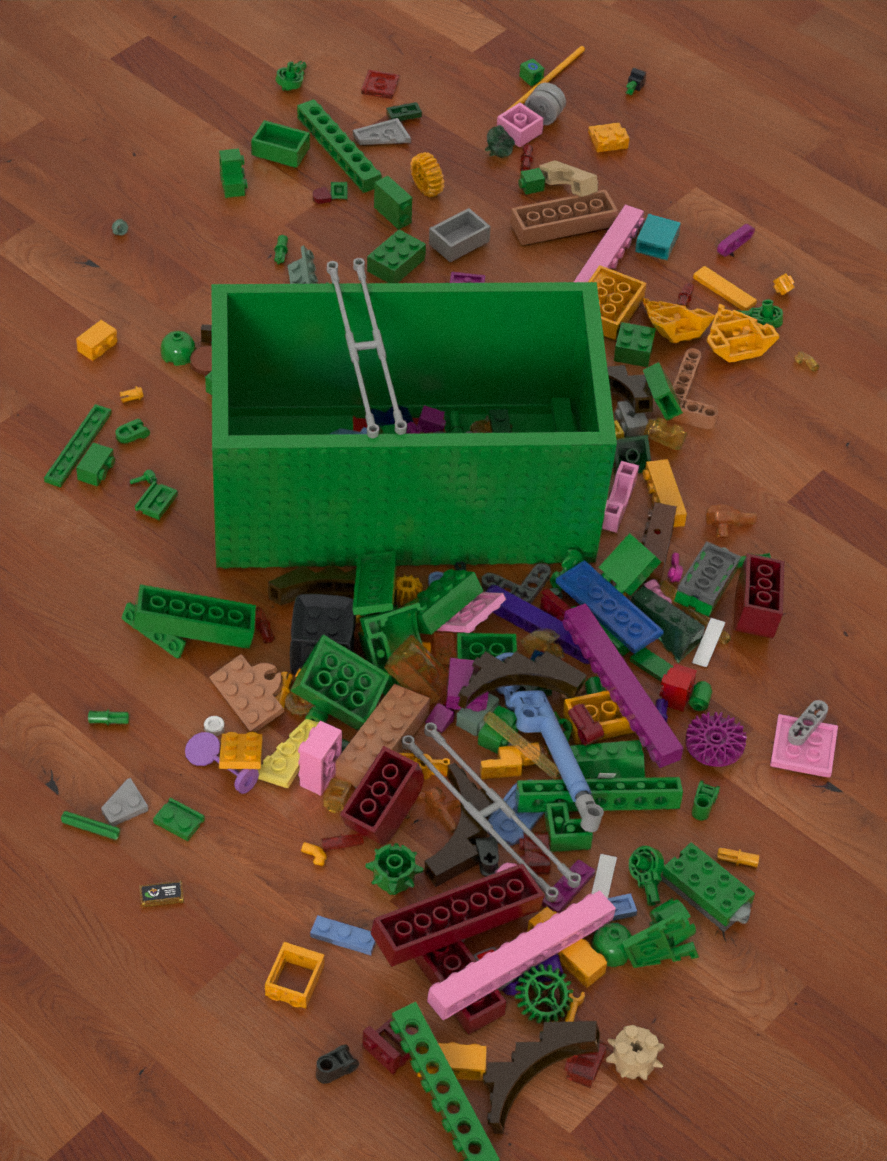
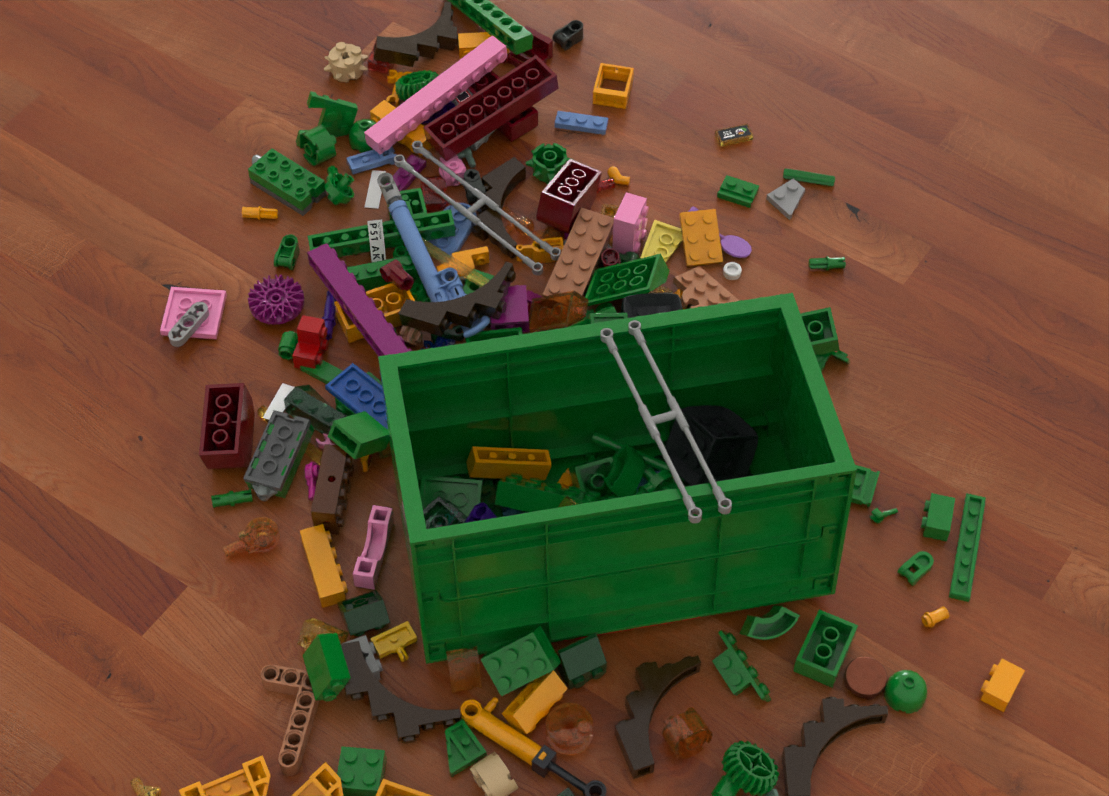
camera: 175 degrees right, 5 degrees up
(349, 726) = (610, 255): none -> dark red wheel

